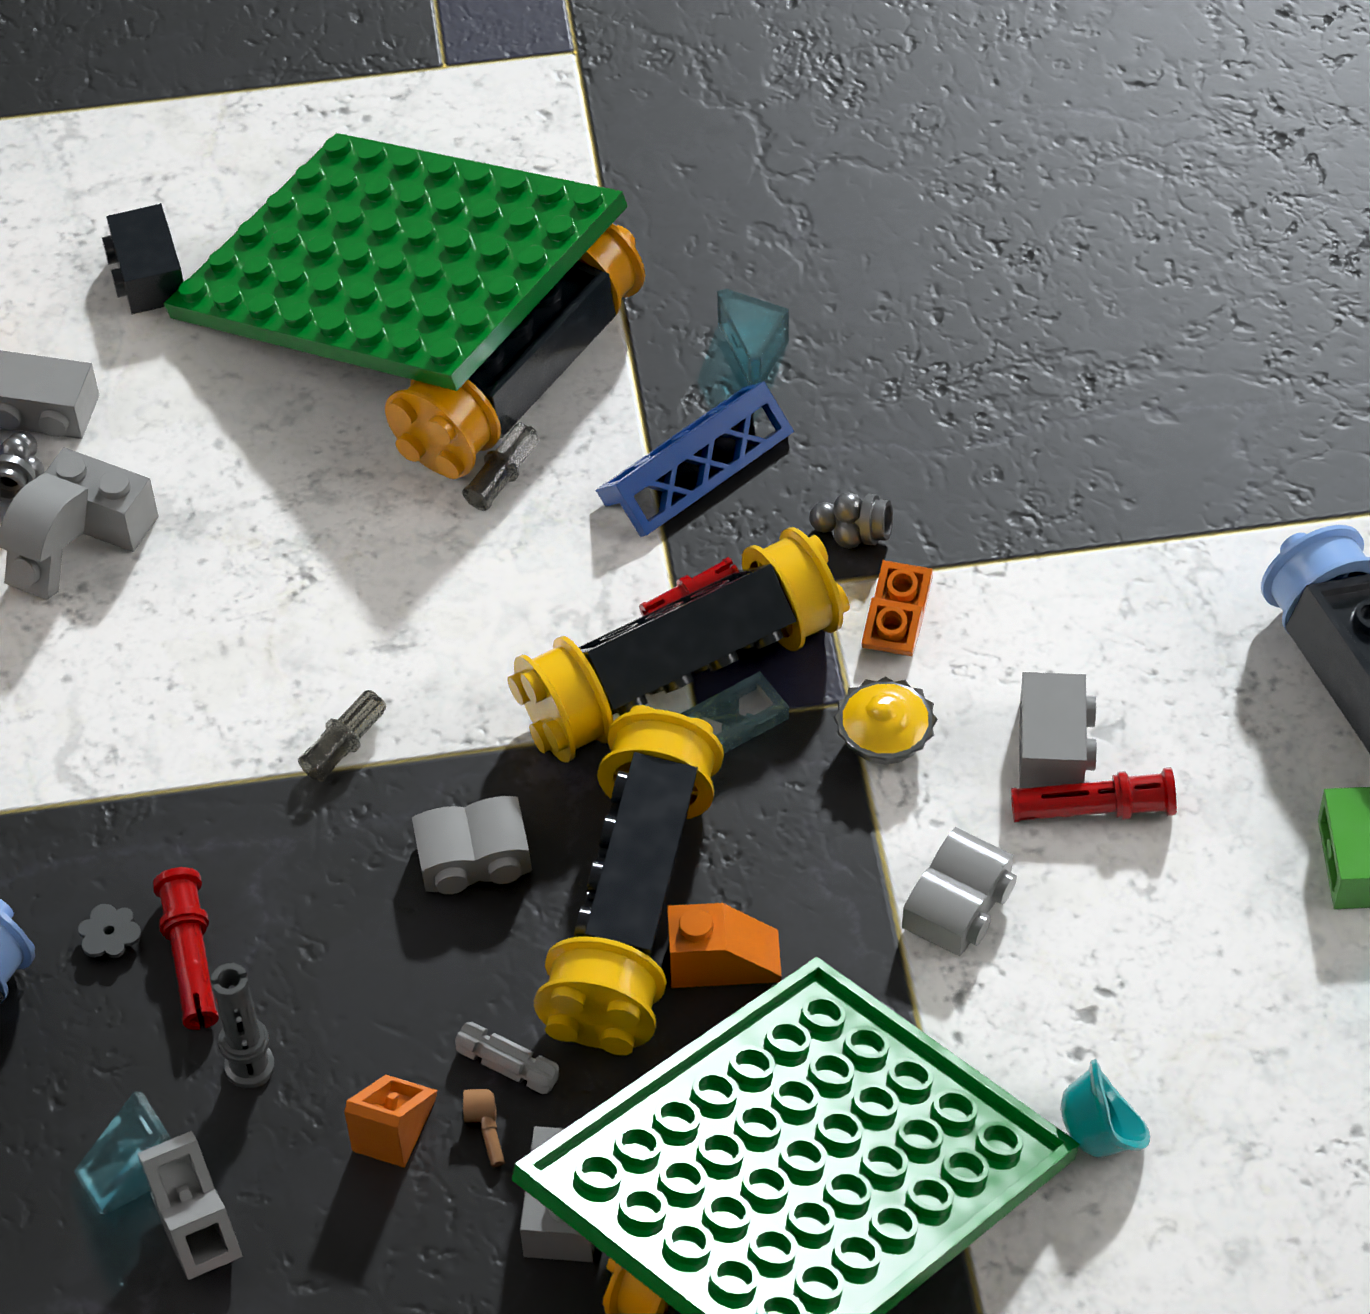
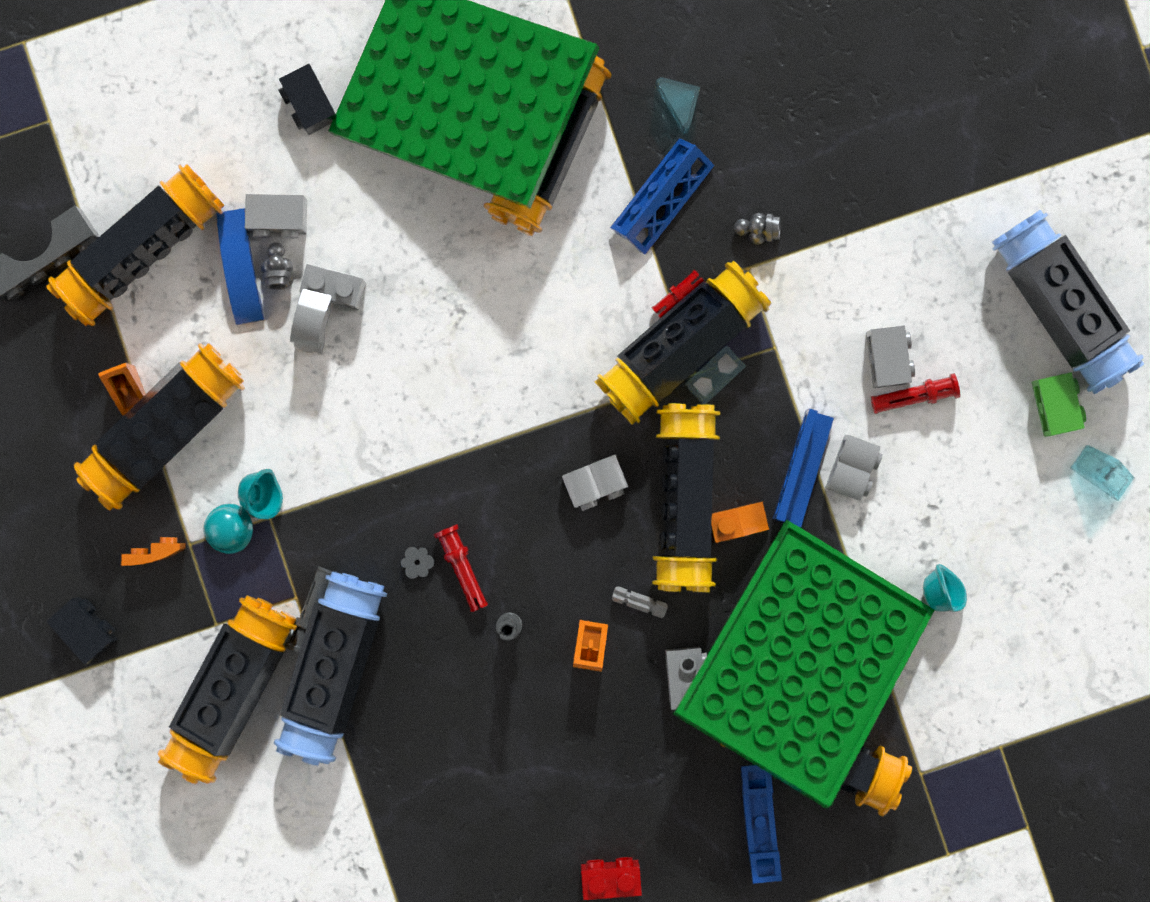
camera: 20 degrees left, 35 degrees up
(112, 1166) = (464, 696): clear light blue slope -> none
(189, 1205) = (506, 722): light grey brick -> none
(342, 736) = (509, 420): clear smoke axle -> none
(480, 1107) = (633, 633): medium nougat hand -> none
(501, 466) = (554, 221): clear smoke axle -> none
(863, 878) = (803, 467): none -> blue fence
(885, 720) = (800, 367): yellow piece -> none
(897, 608) = (792, 284): orange slope -> none

